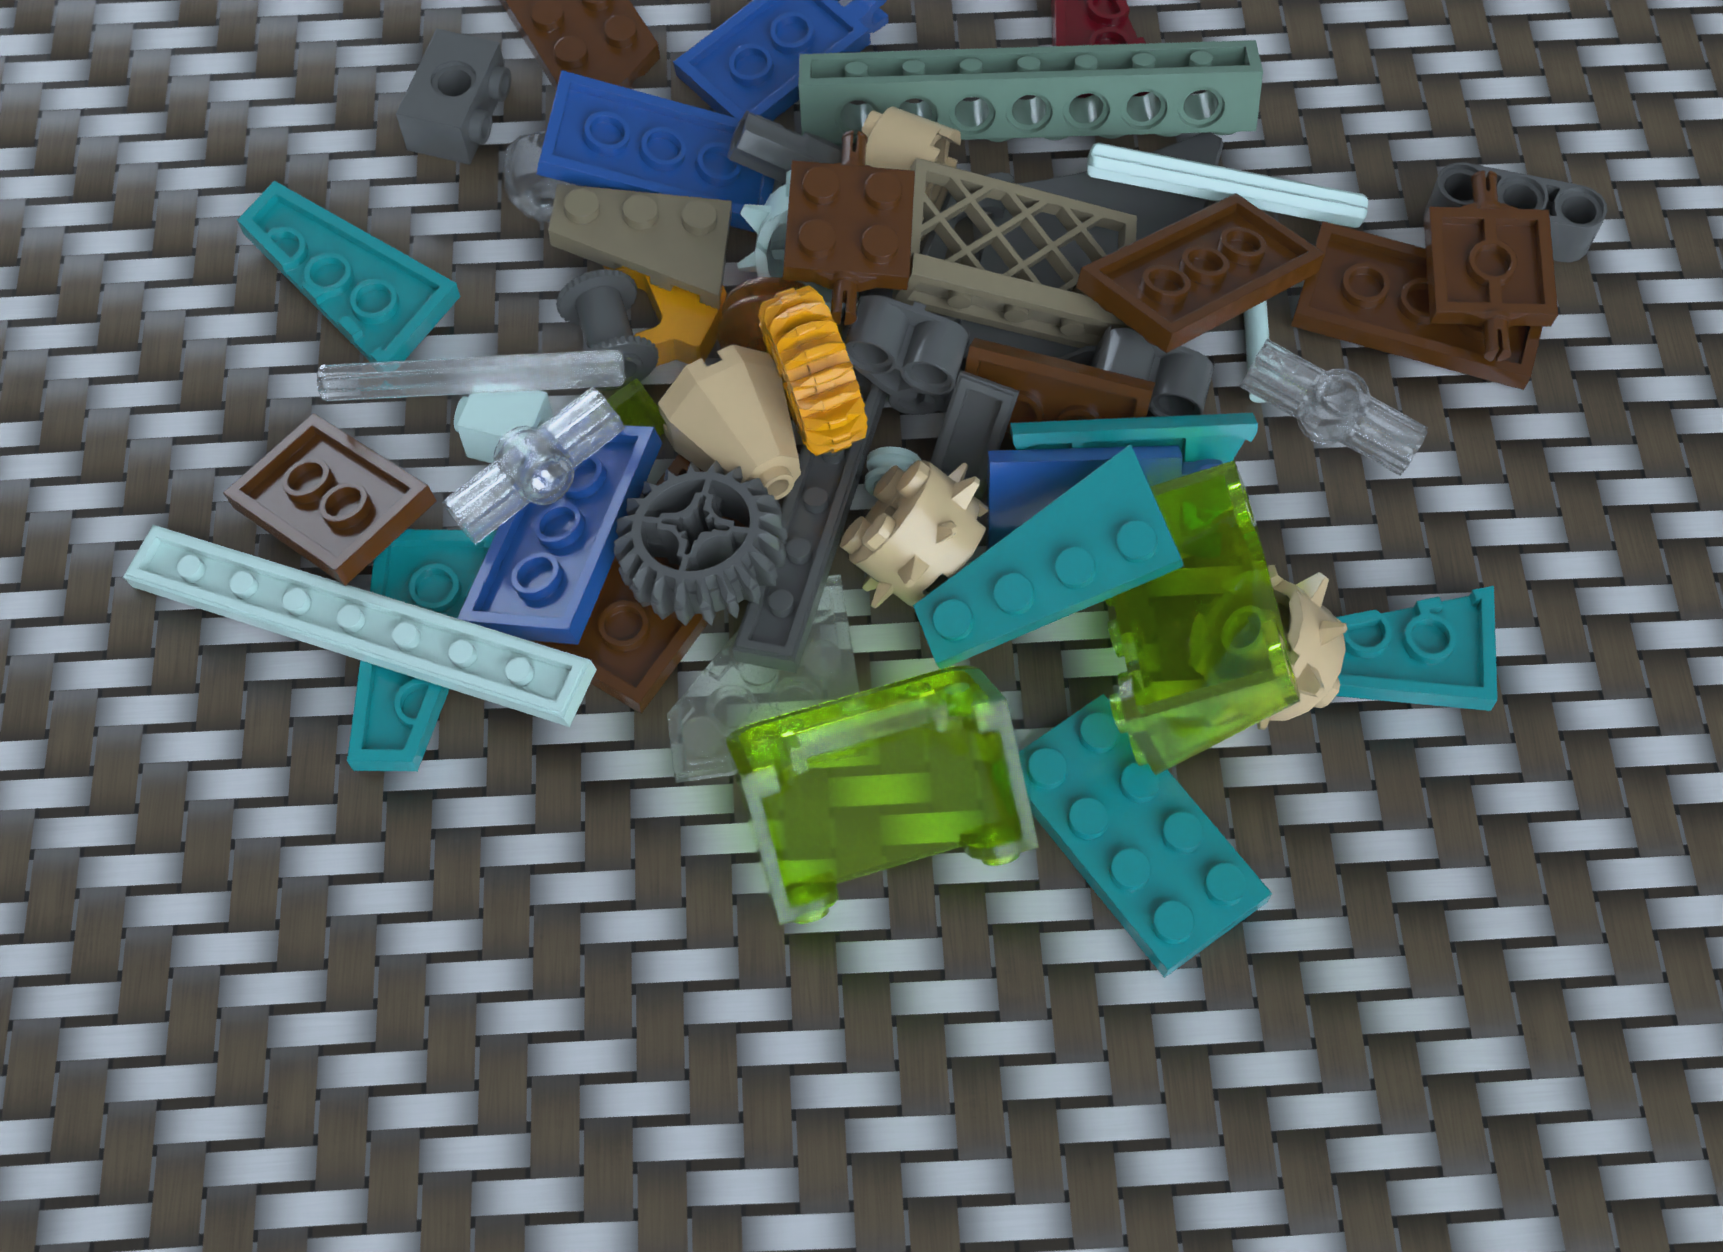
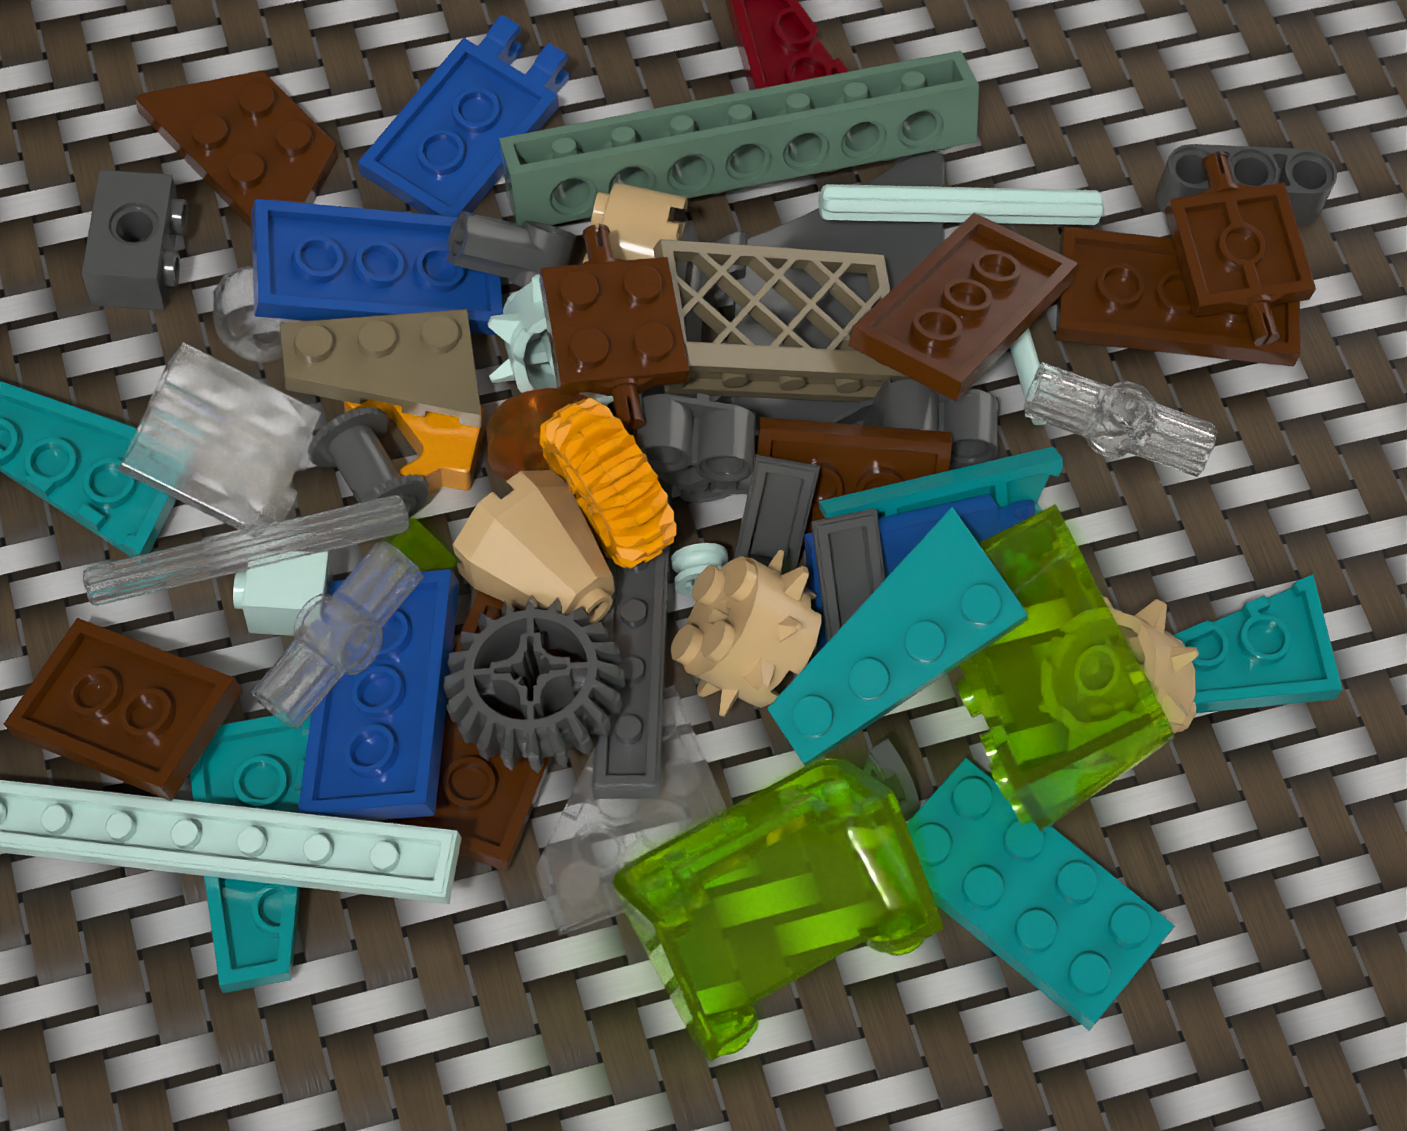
camera: 20 degrees left, 0 degrees up
(477, 277) = (221, 441): none -> clear brick
(1020, 480) = (847, 564): none -> dark grey tile
(1024, 700) = (888, 768): none -> dark grey tile

